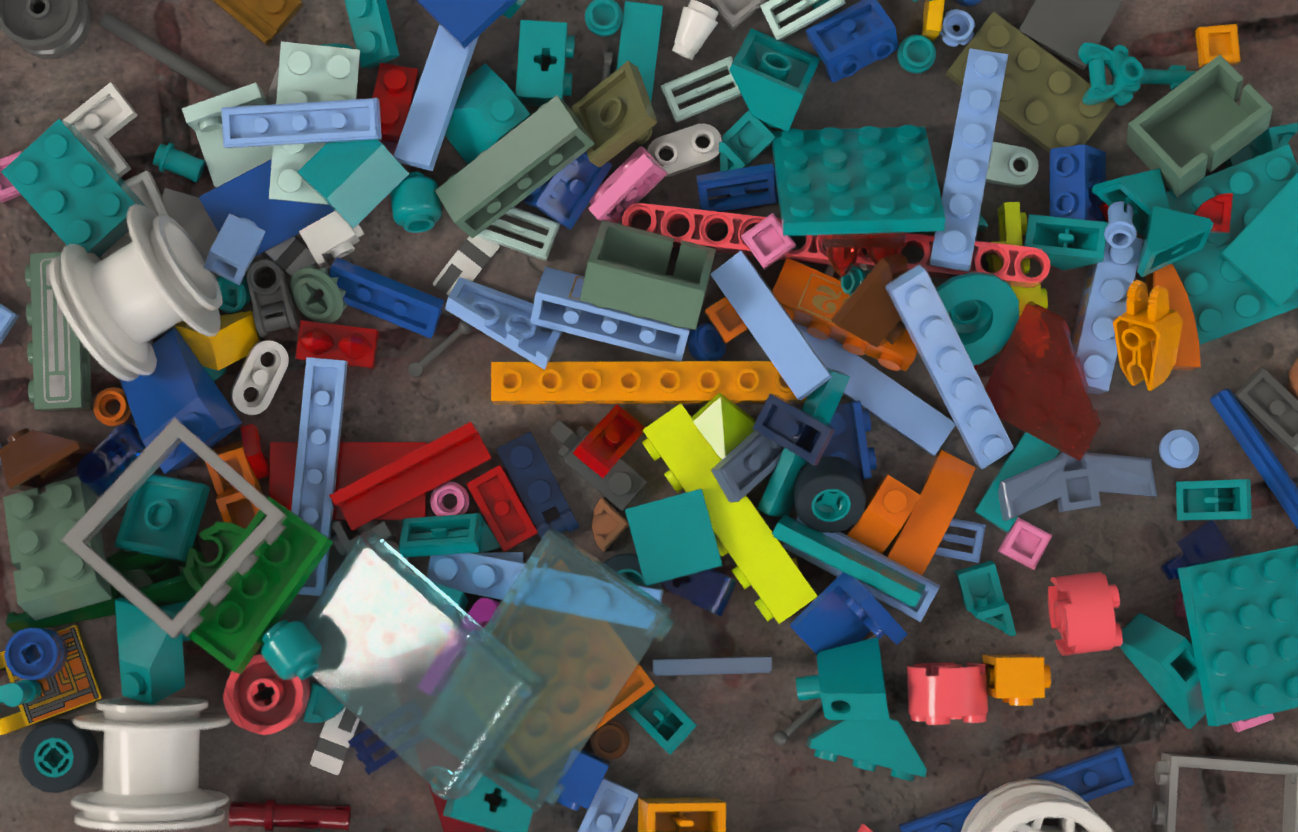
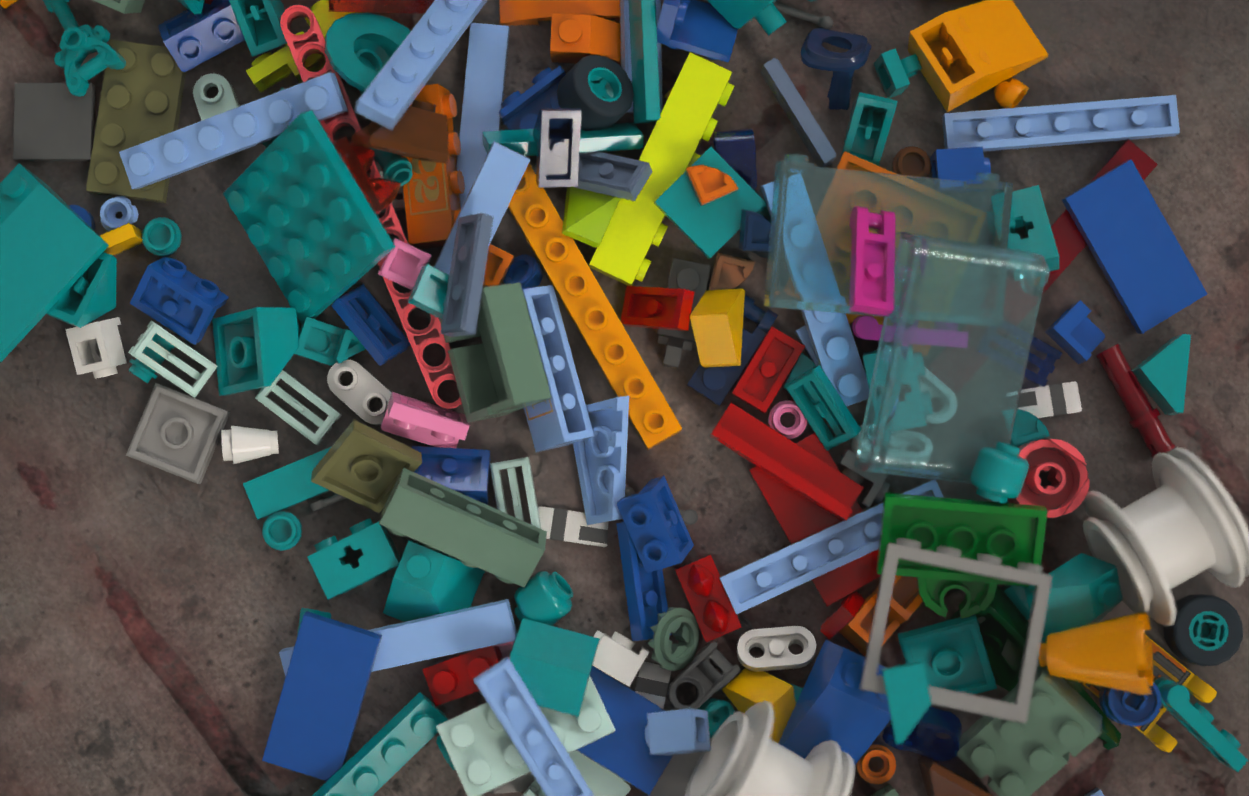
camera: 115 degrees left, 0 degrees up
(83, 648) = (1103, 654): none -> light orange cone
(145, 451) = (906, 696): none -> teal slope
(379, 799) = (1076, 332): none -> blue panel
(422, 333) = (656, 526): none -> blue bracket
(536, 644) = (872, 261): none -> dark pink plate
(562, 485) = (719, 327): none -> yellow slope
(625, 560) = (754, 232): none -> dark blue tile
(689, 545) = (710, 183): none -> orange tile
(700, 771) = (895, 72): none -> teal tile
(725, 285) = (466, 275): none -> sand blue tile
(728, 251) = (430, 291): none -> teal tile
(732, 726) = (841, 64): none -> dark blue piece

